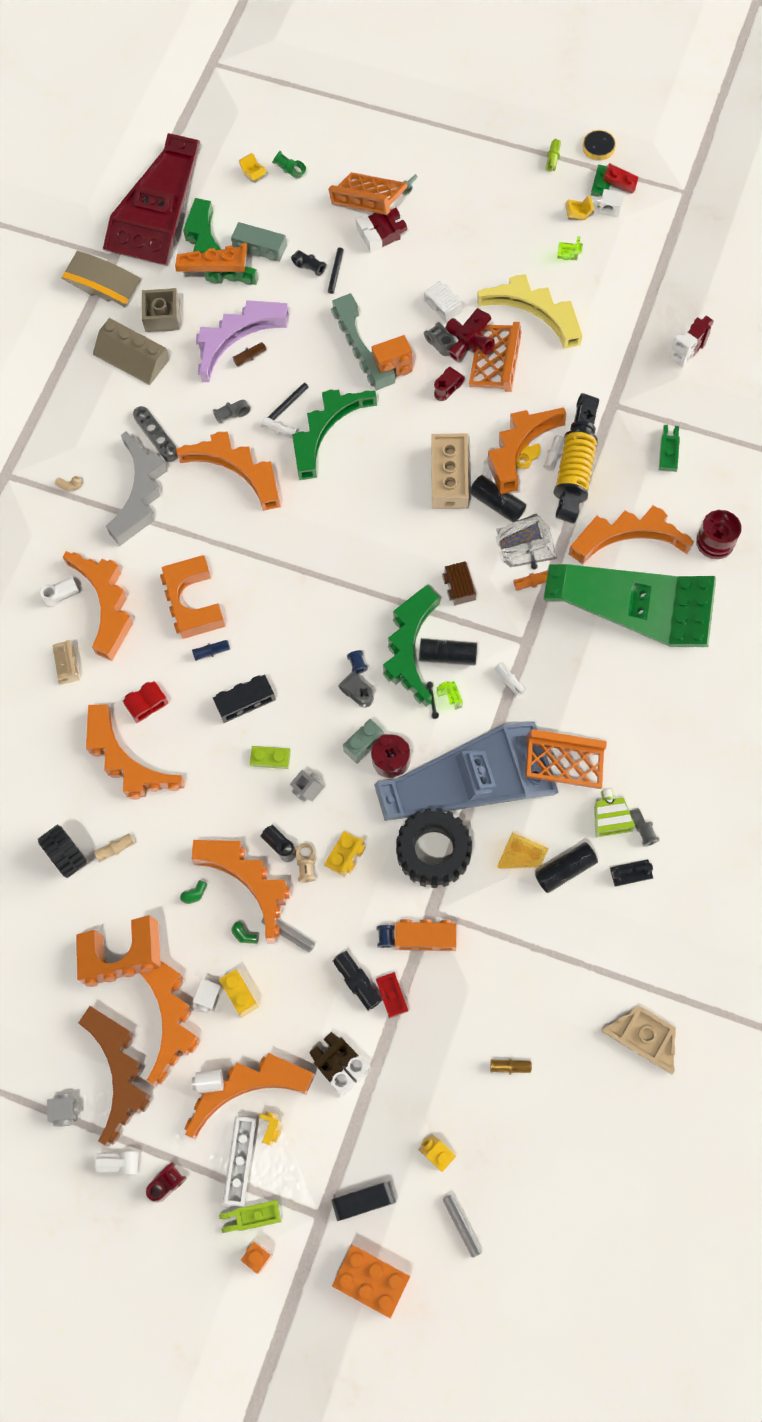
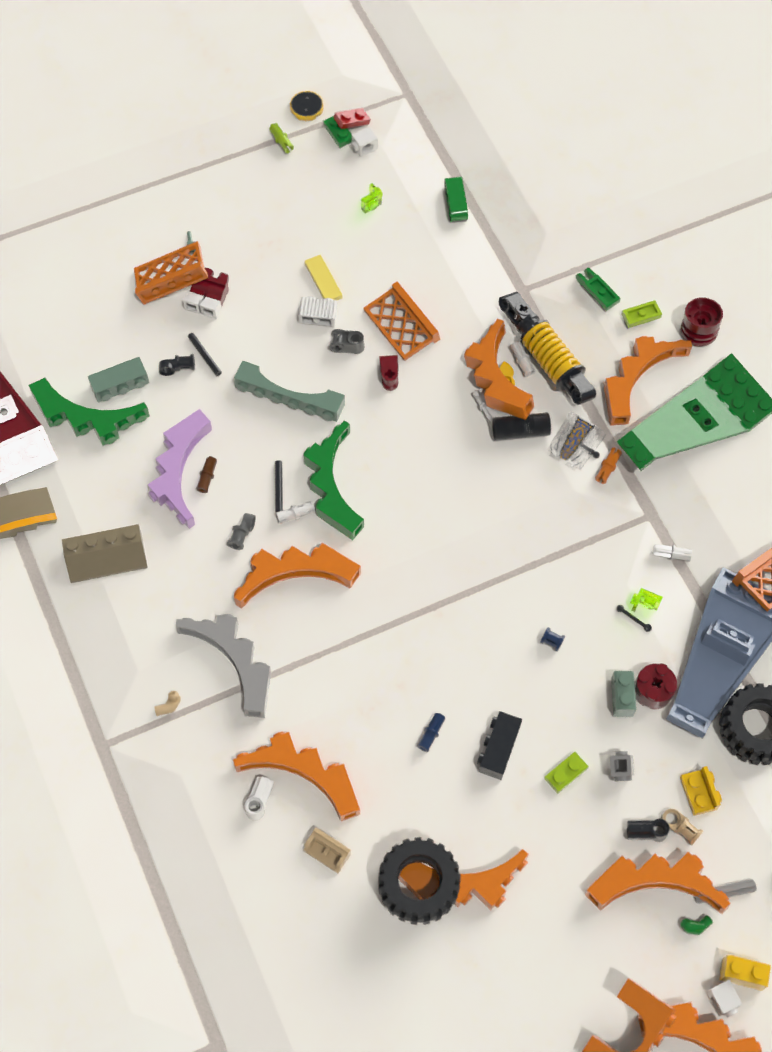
camera: 50 degrees left, 5 degrees down
(62, 851) = (499, 999): black tyre -> none
(72, 712) = (423, 852): none -> black tyre
(114, 847) = (528, 958): tan pin -> none
(145, 701) = (426, 819): red brick -> none
(156, 433) = (198, 597): dark grey beam -> none
(160, 310) = (96, 498): dark tan brick -> none
(178, 577) = (389, 725): orange arch -> none
(194, 895) = (628, 932): green arm -> none
(223, 260) = (108, 418): orange wing -> none
(251, 168) = (48, 326): yellow bracket -> none
(289, 164) = (77, 300): green connector -> none
(354, 688) = (573, 659): dark grey piece -> none
(394, 355) = (332, 381): orange brick -> none
(409, 619) = (571, 594): green arch -> none
(449, 470) = (465, 435): tan brick -> none
(450, 652) = (610, 571): black piece -> none
(459, 582) = (561, 513): reddish brown brick -> none
(470, 335) = (370, 320): dark red brick -> none
(473, 281) = (323, 278): none -> light yellow tile
(539, 302) = (392, 255): light yellow arch -> none
(579, 209) = (346, 163): yellow bracket -> none
(634, 297) = (456, 199): none -> green beam
(682, 493) = (641, 313): none -> lime plate
(687, 346) = (533, 198): hips -> none

